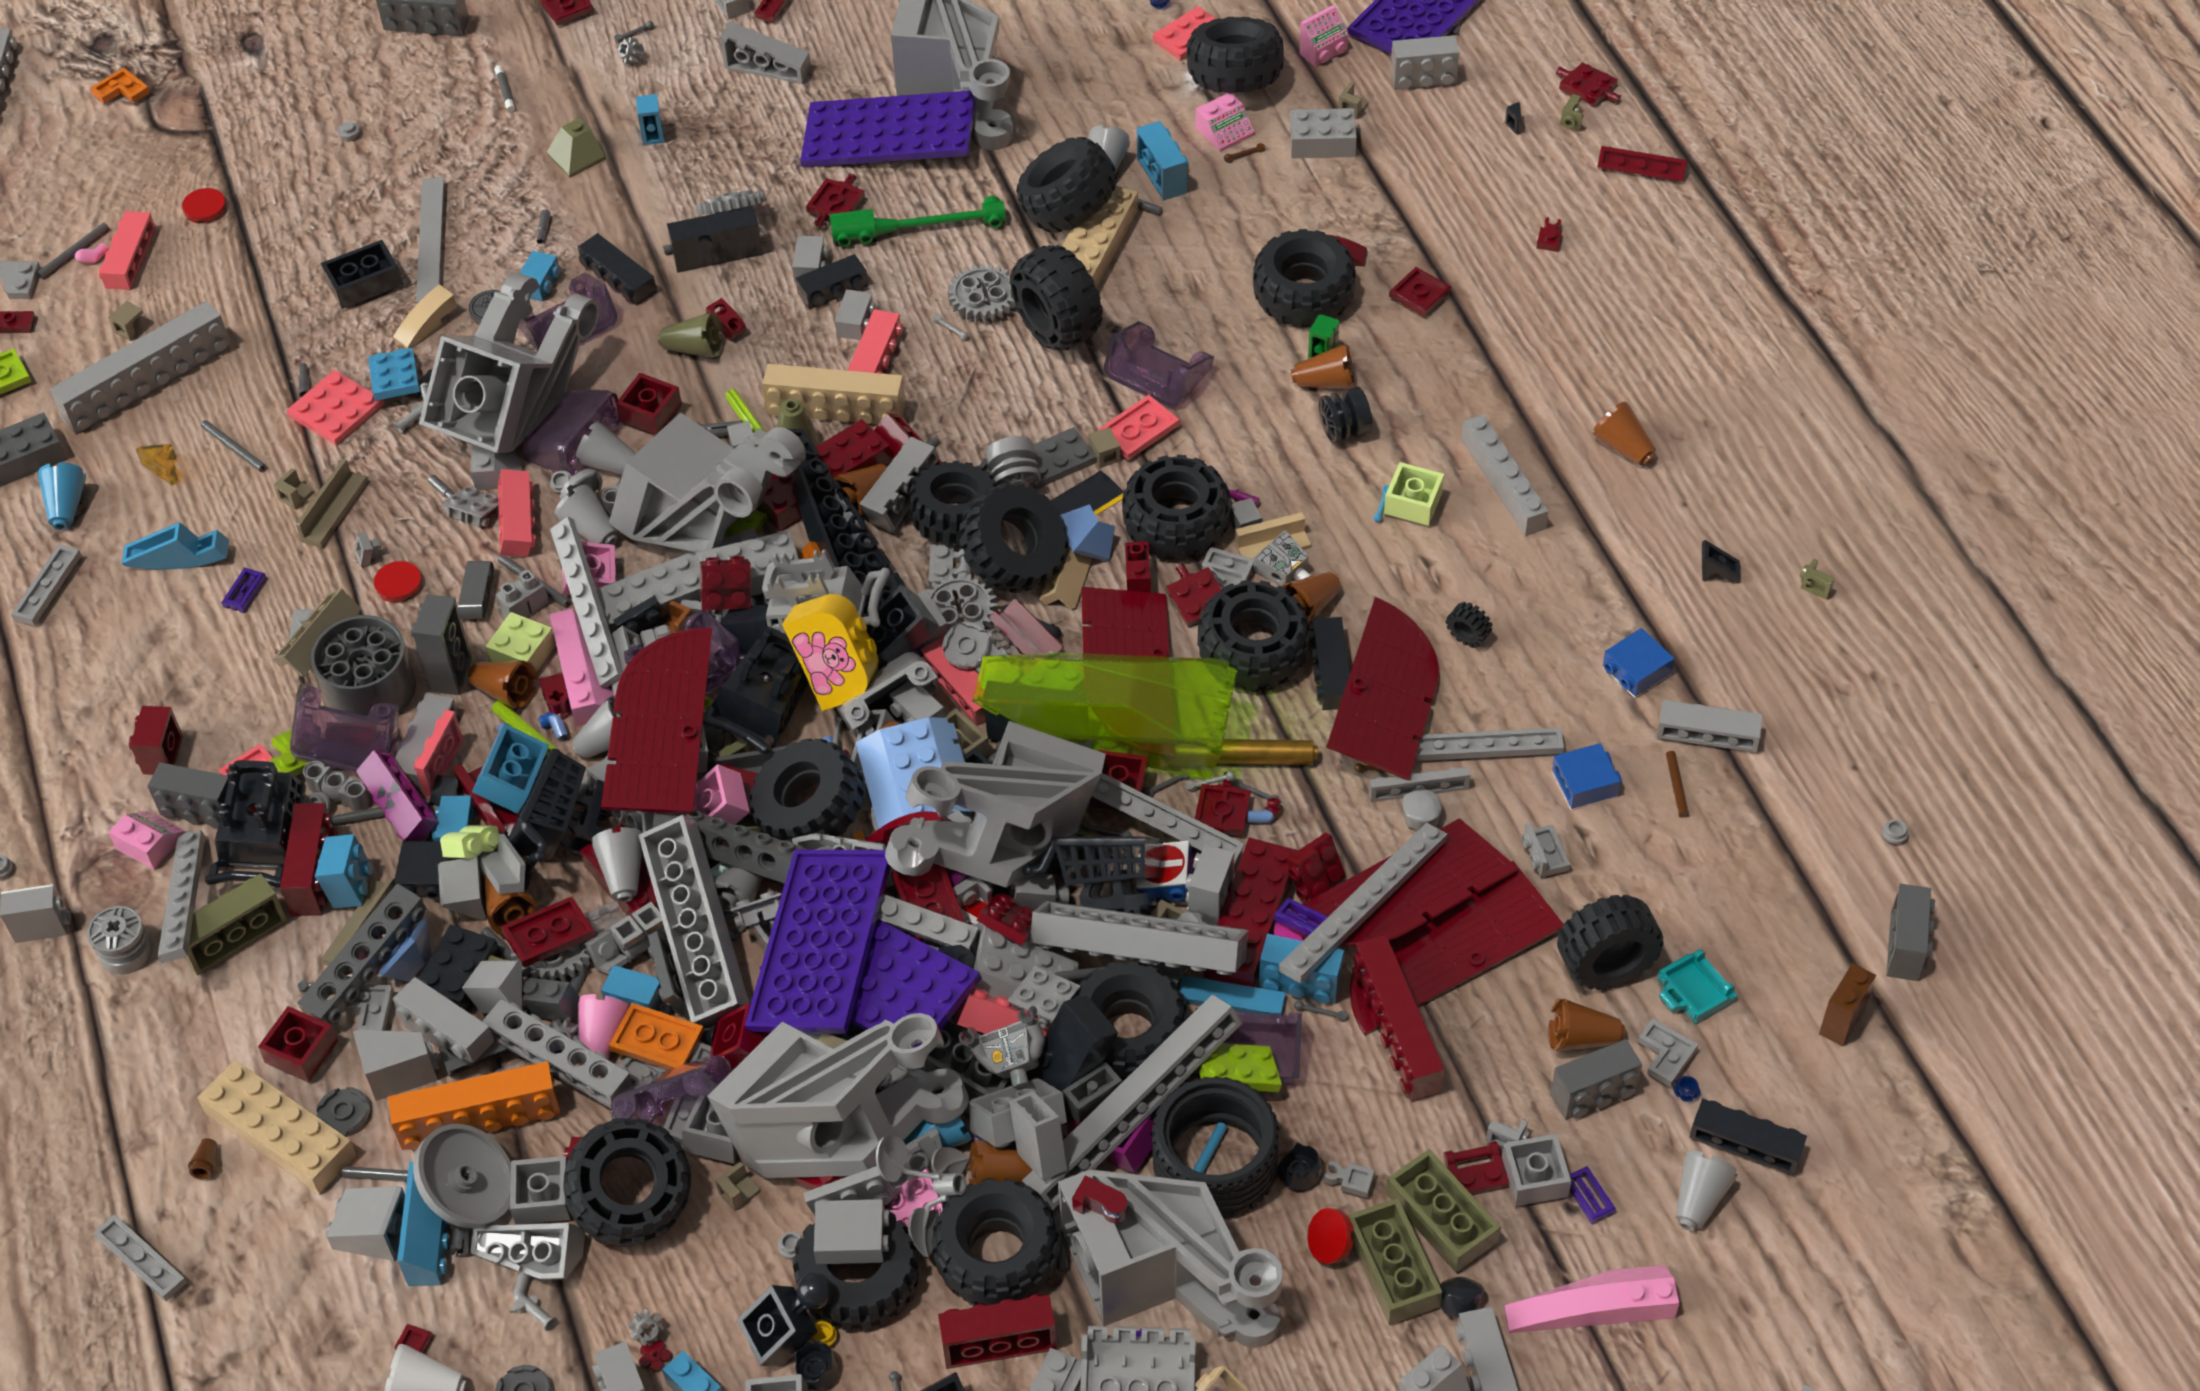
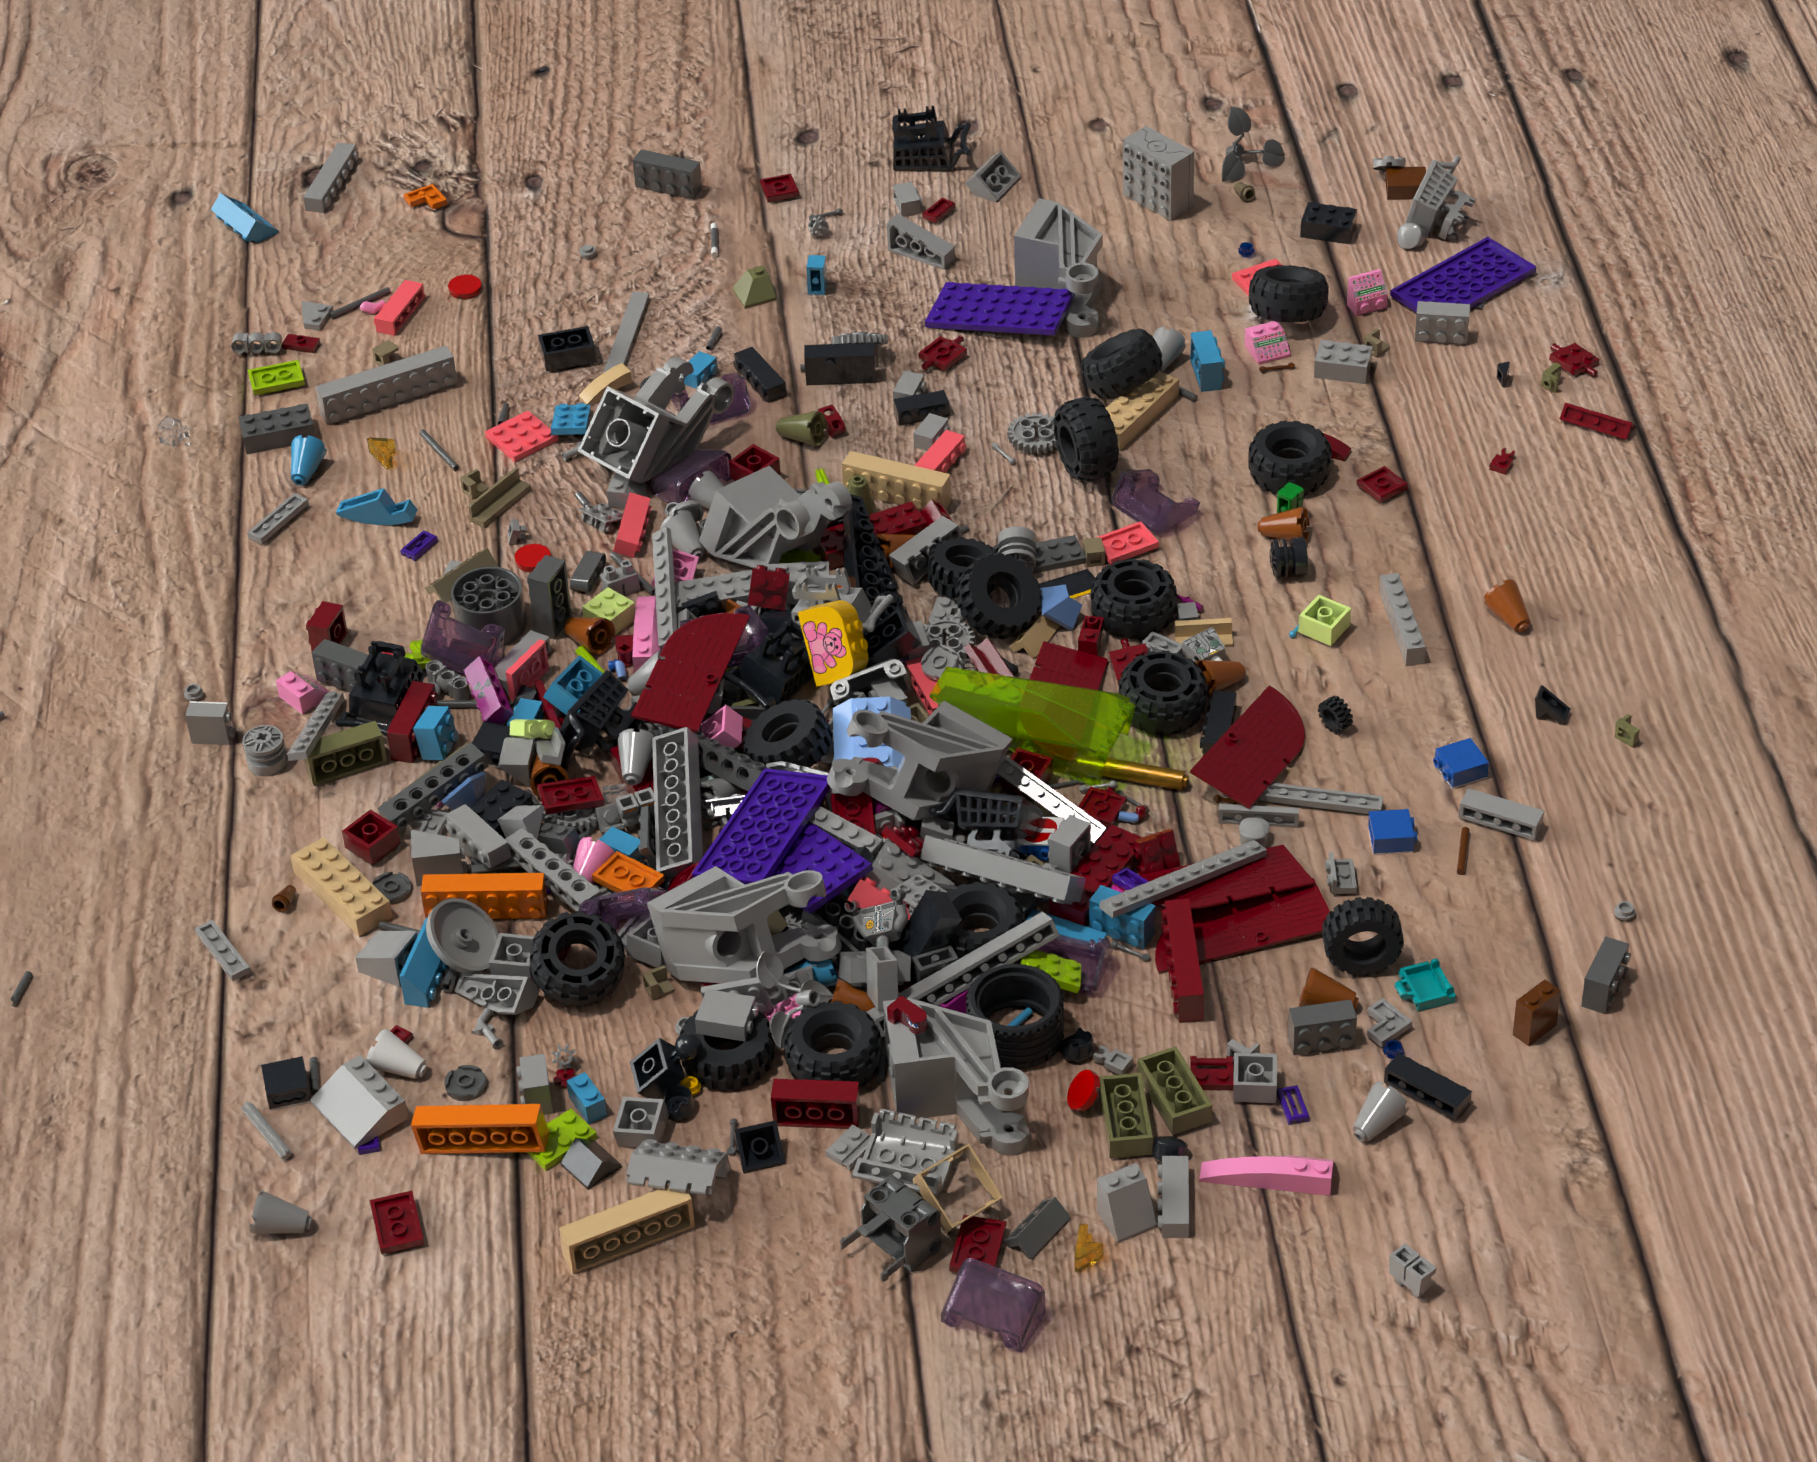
camera: 15 degrees right, 10 degrees down
(864, 227) = (958, 373): green bar -> none

